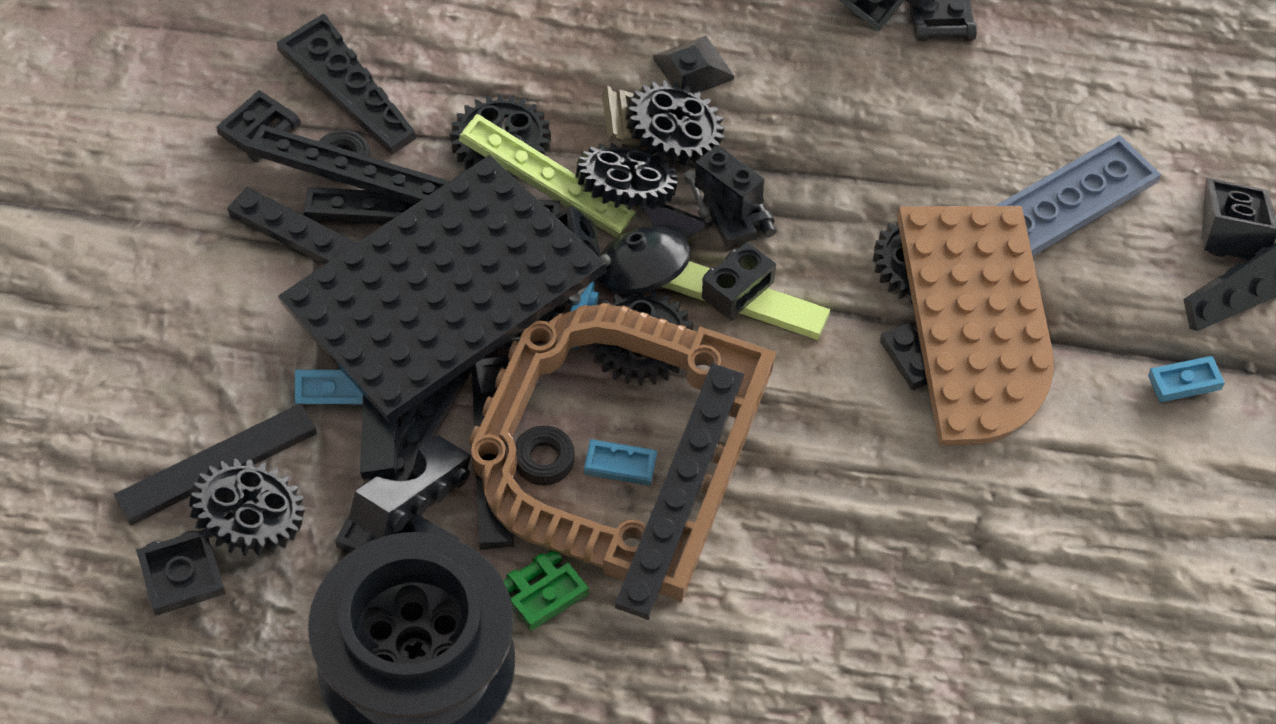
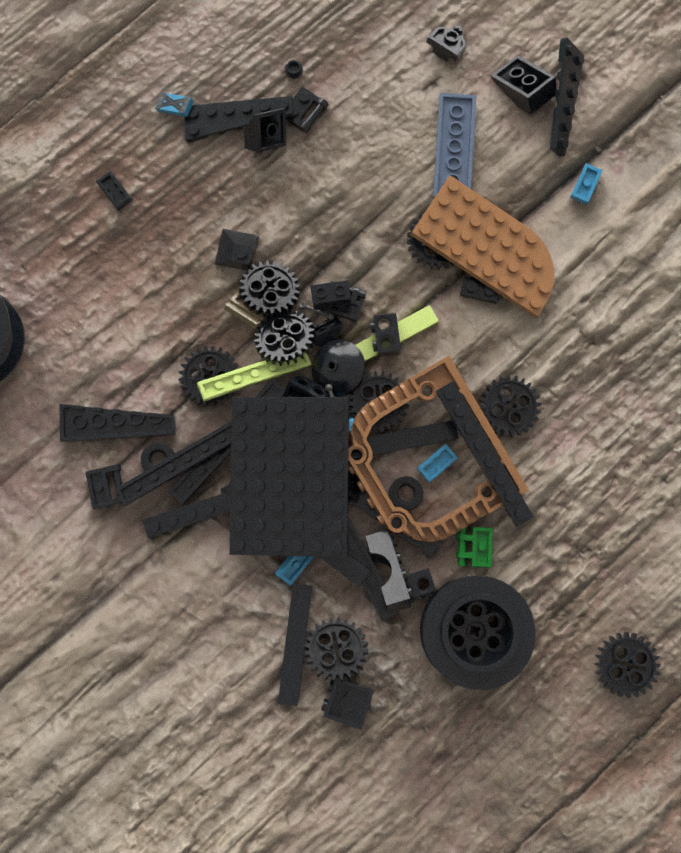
camera: 45 degrees left, 25 degrees up
(618, 405) = (410, 438): none -> black tile
(784, 495) = (525, 413): none -> black gear
(1193, 103) = (447, 42): none -> black plate

